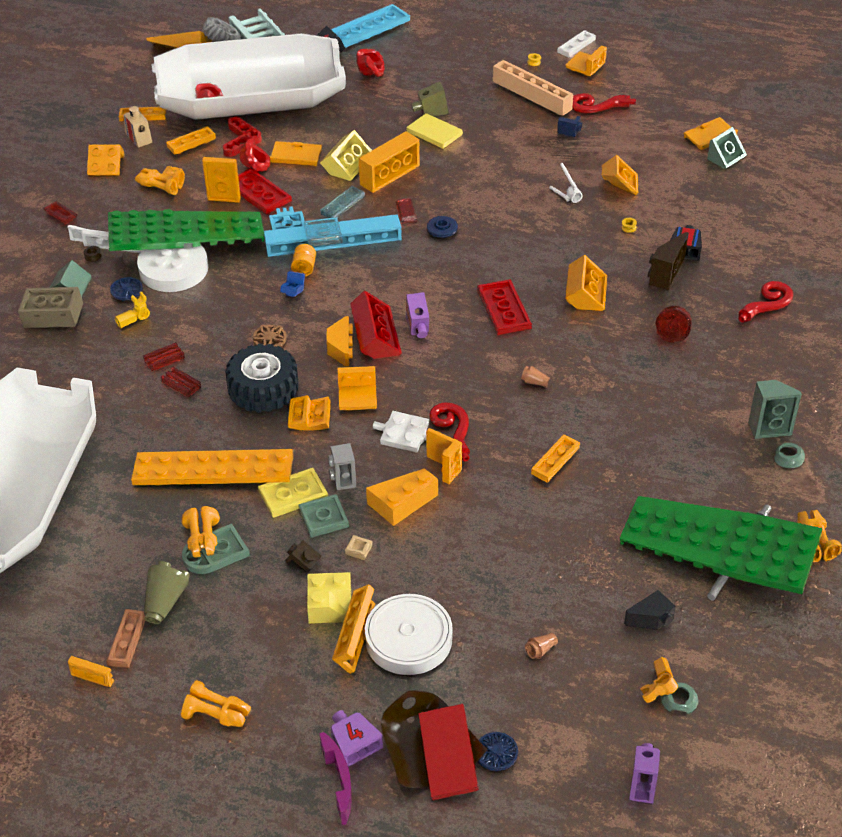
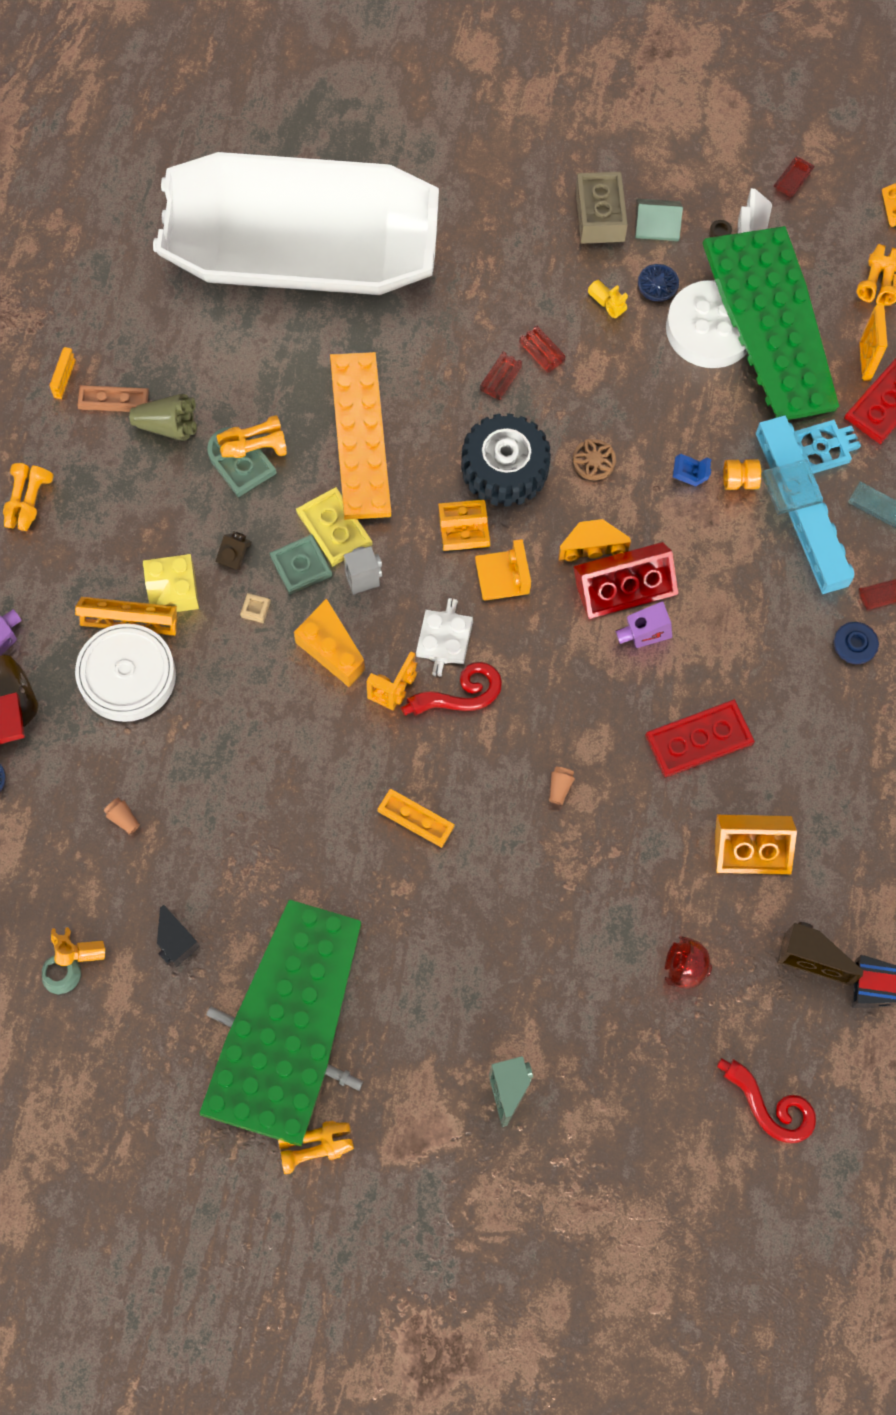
camera: 80 degrees right, 25 degrees up
(789, 461) = (452, 1132): sand green piece -> none

